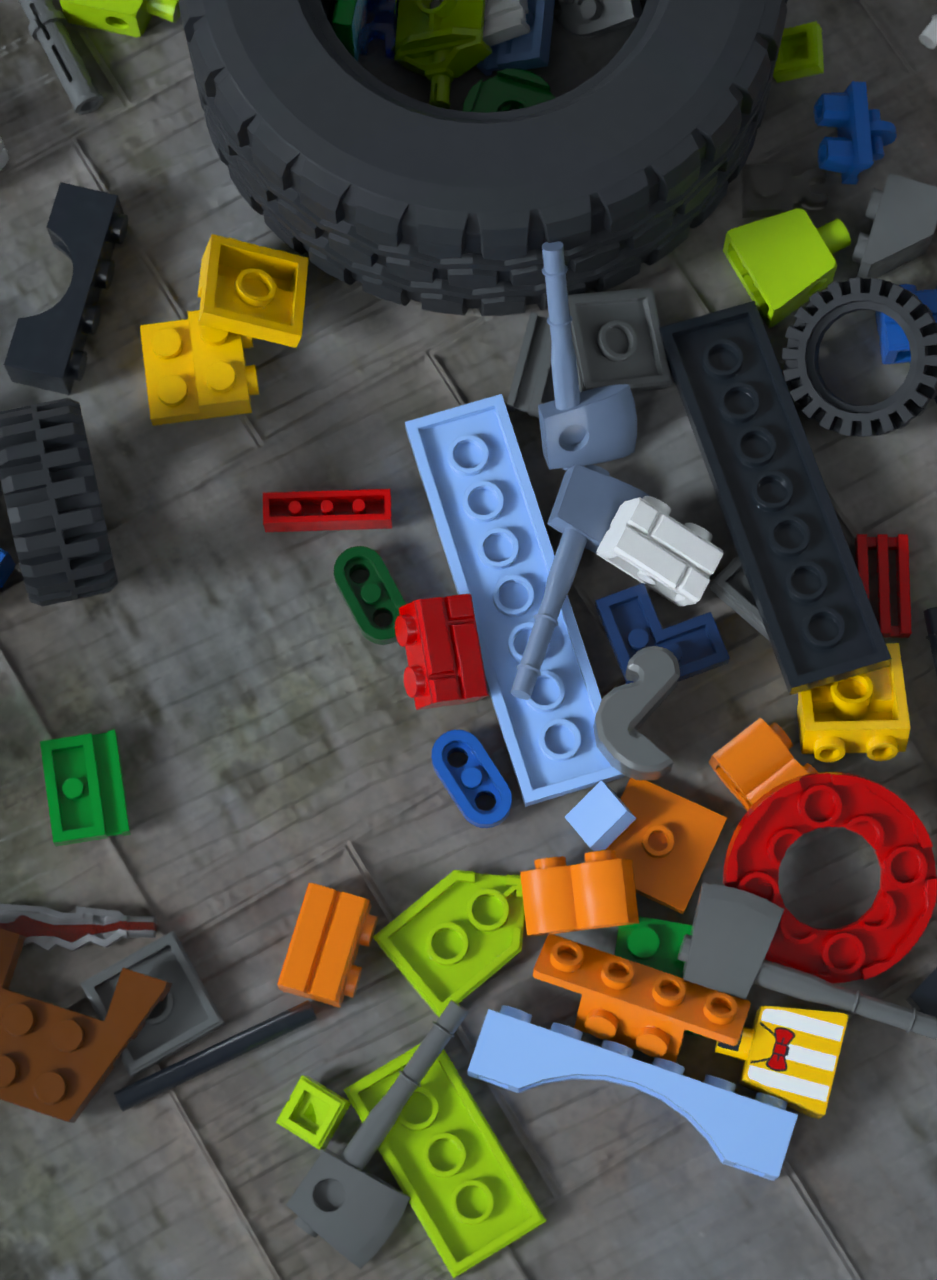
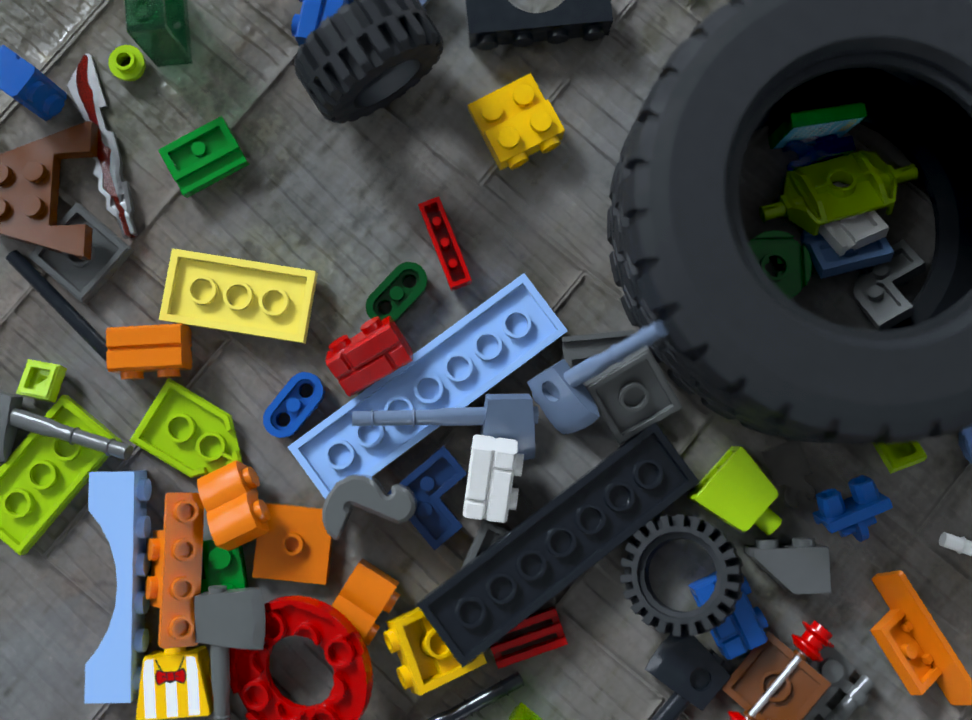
camera: 65 degrees right, 10 degrees up
(252, 290) = (576, 135): yellow plate -> none
(295, 804) = (238, 296): none -> light yellow plate
(600, 817) = (294, 500): light blue tile -> none

